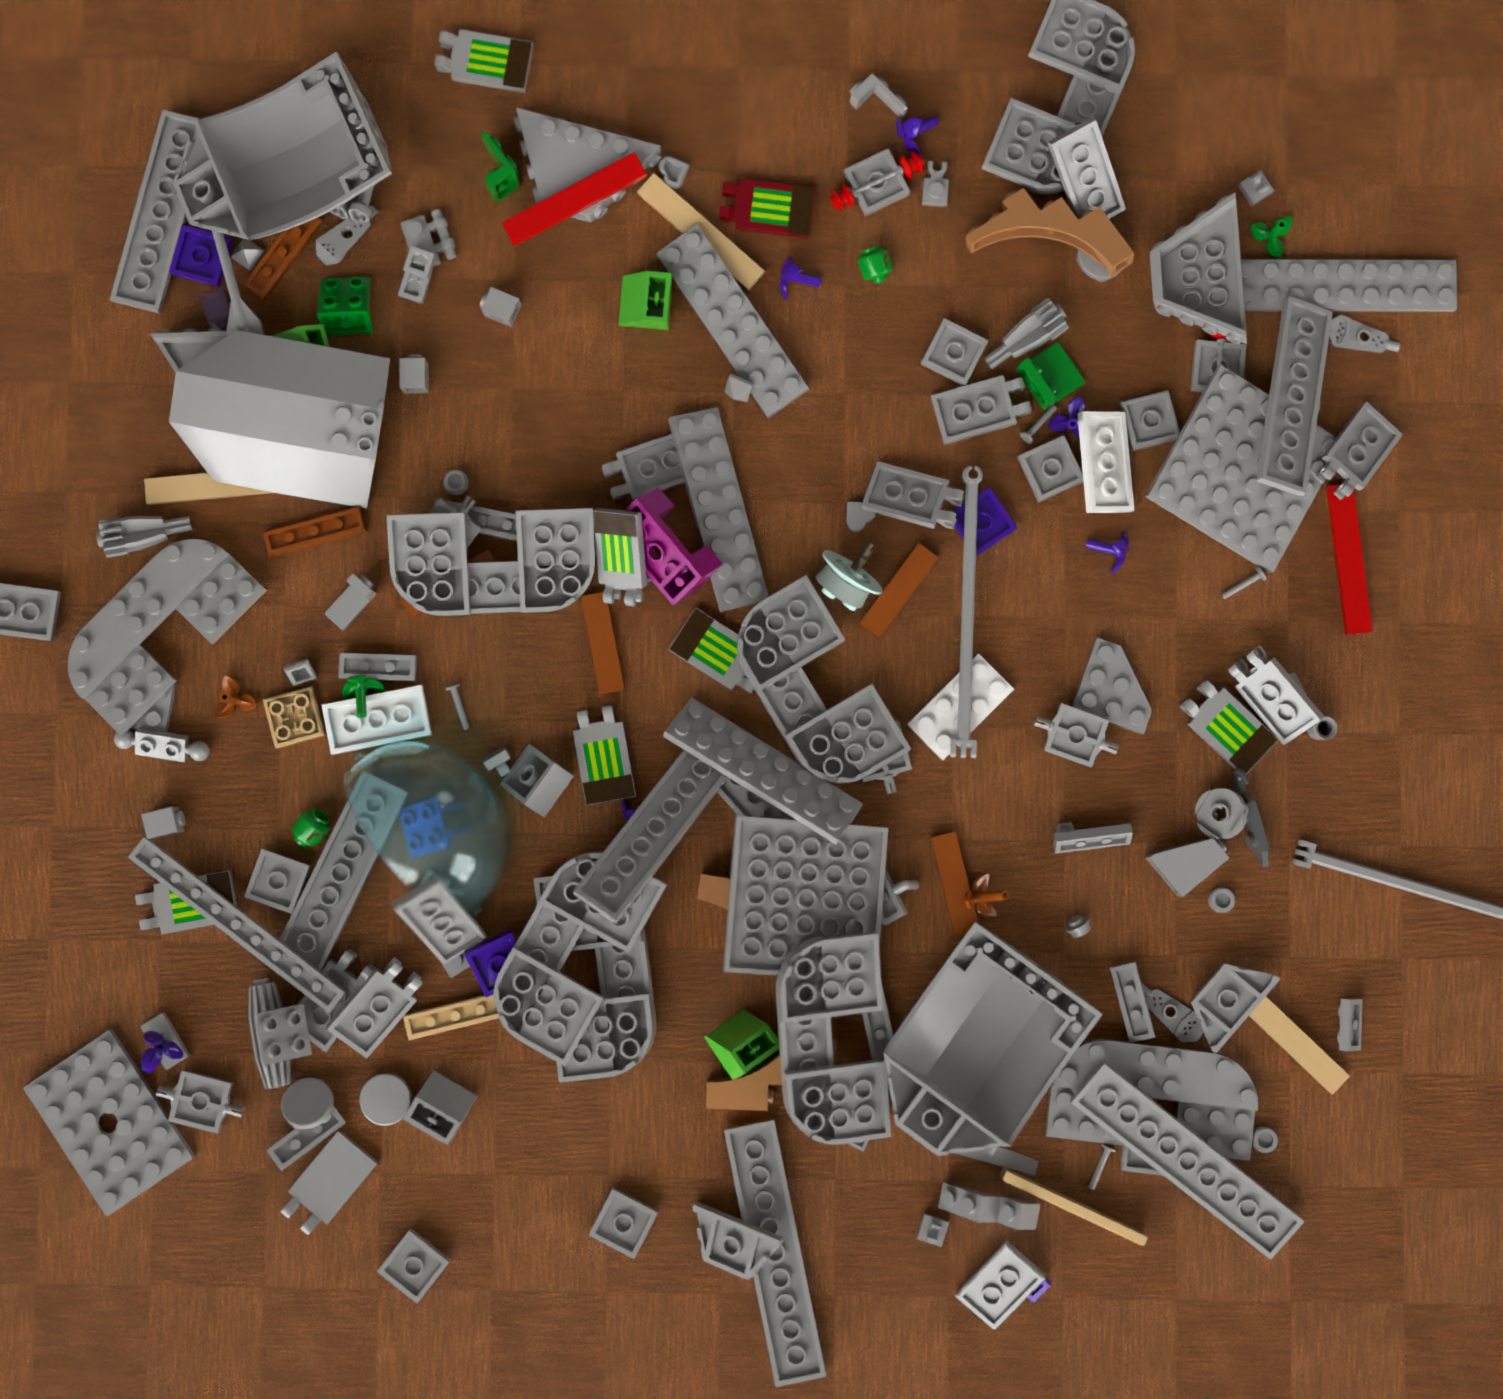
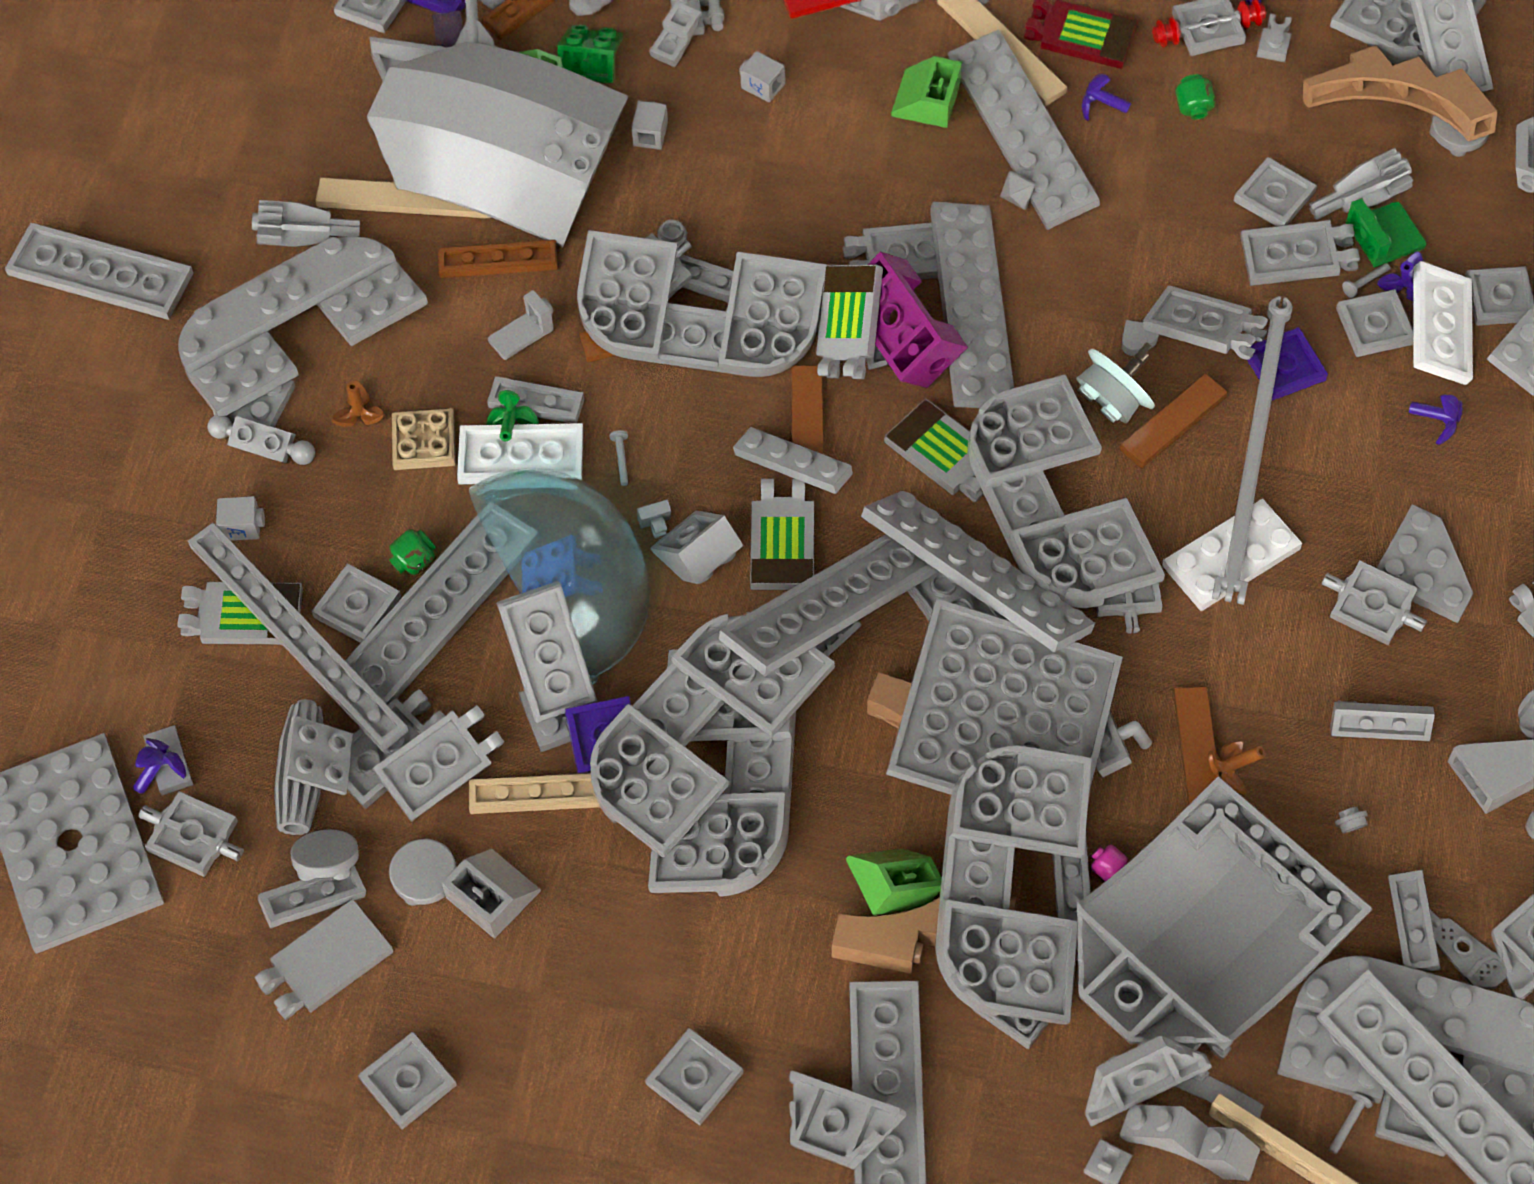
camera: 15 degrees right, 25 degrees down
(300, 672) = (443, 391): light grey slope -> none
(598, 690) = (793, 460): none -> light grey plate
(901, 994) = (1108, 861): none -> dark pink piece
(955, 1167) = (1141, 1075): none -> light grey wing

